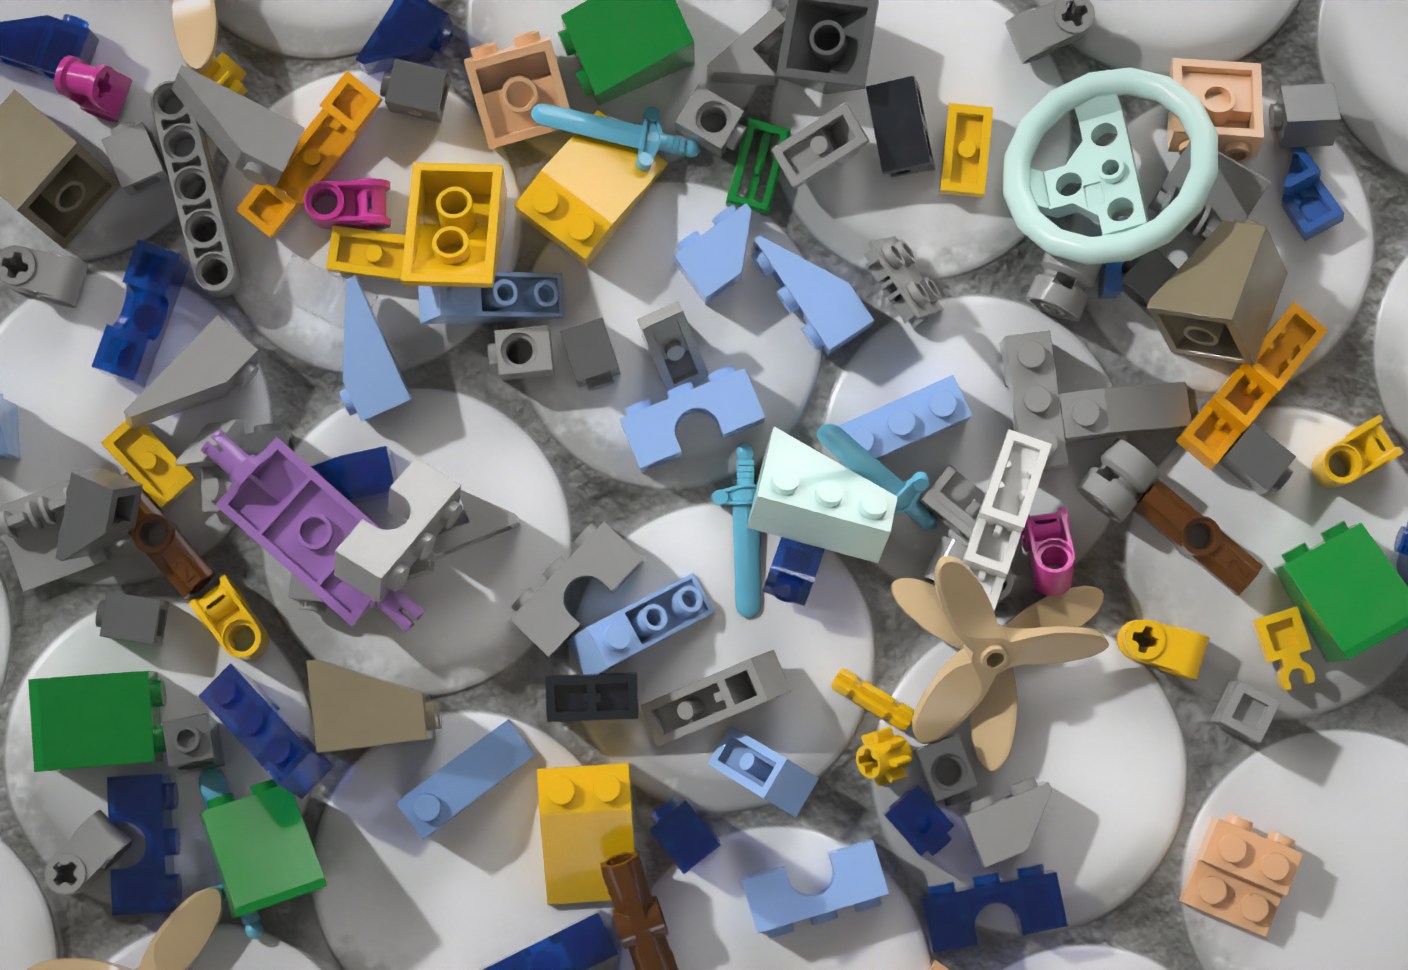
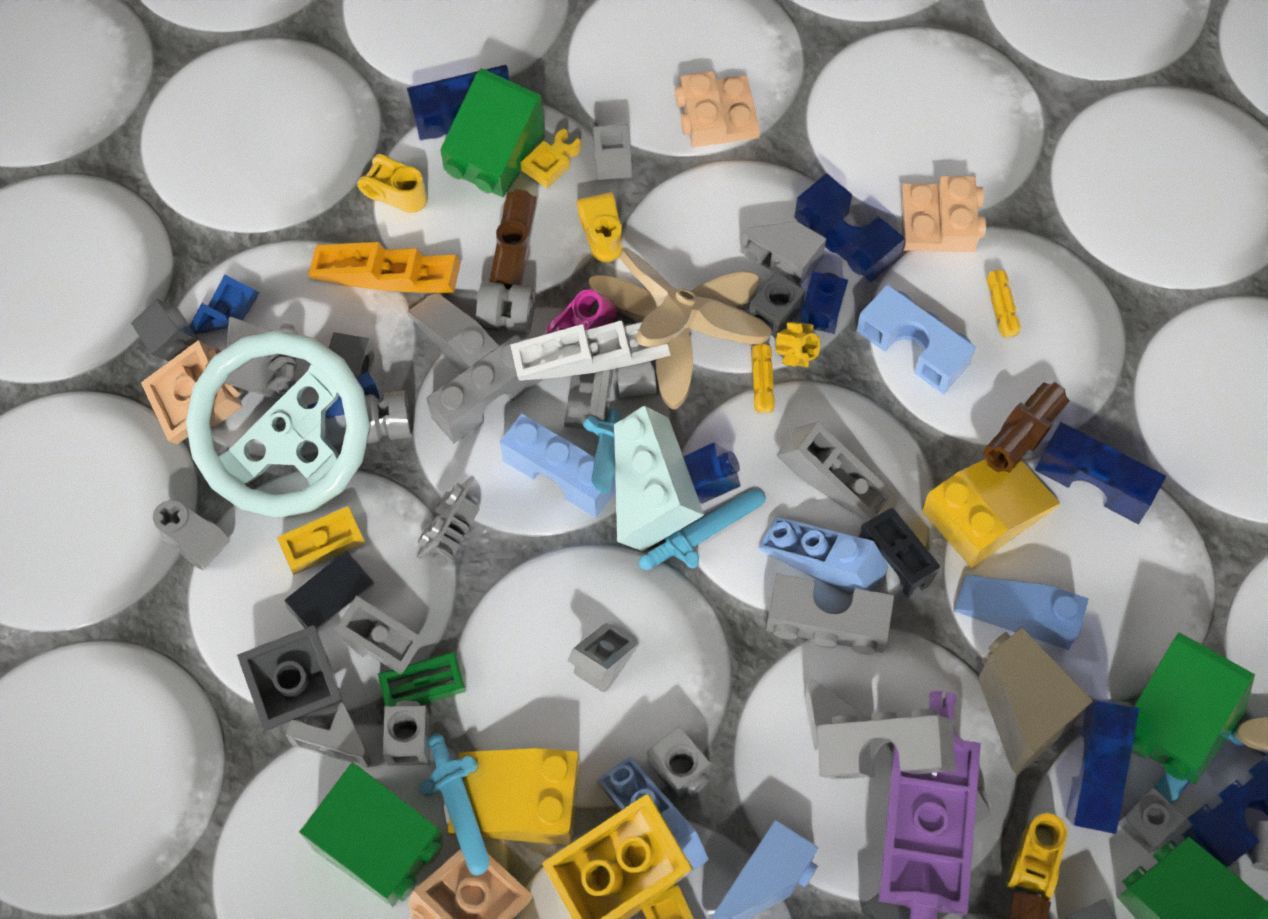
camera: 120 degrees left, 20 degrees down
(361, 474) = (859, 827): clear blue slope -> none
(591, 354) = (647, 712): dark grey brick -> none
(683, 833) = (950, 421): clear blue arch -> none
(717, 257) = (510, 664): light blue slope -> none
(726, 399) = (672, 631): light blue arch -> none
(763, 771) = (865, 414): light blue slope -> none
(823, 300) = (500, 568): light blue slope -> none
(1222, 295) = (332, 303): dark tan slope -> none
(1258, 460) = (435, 232): dark grey brick -> none

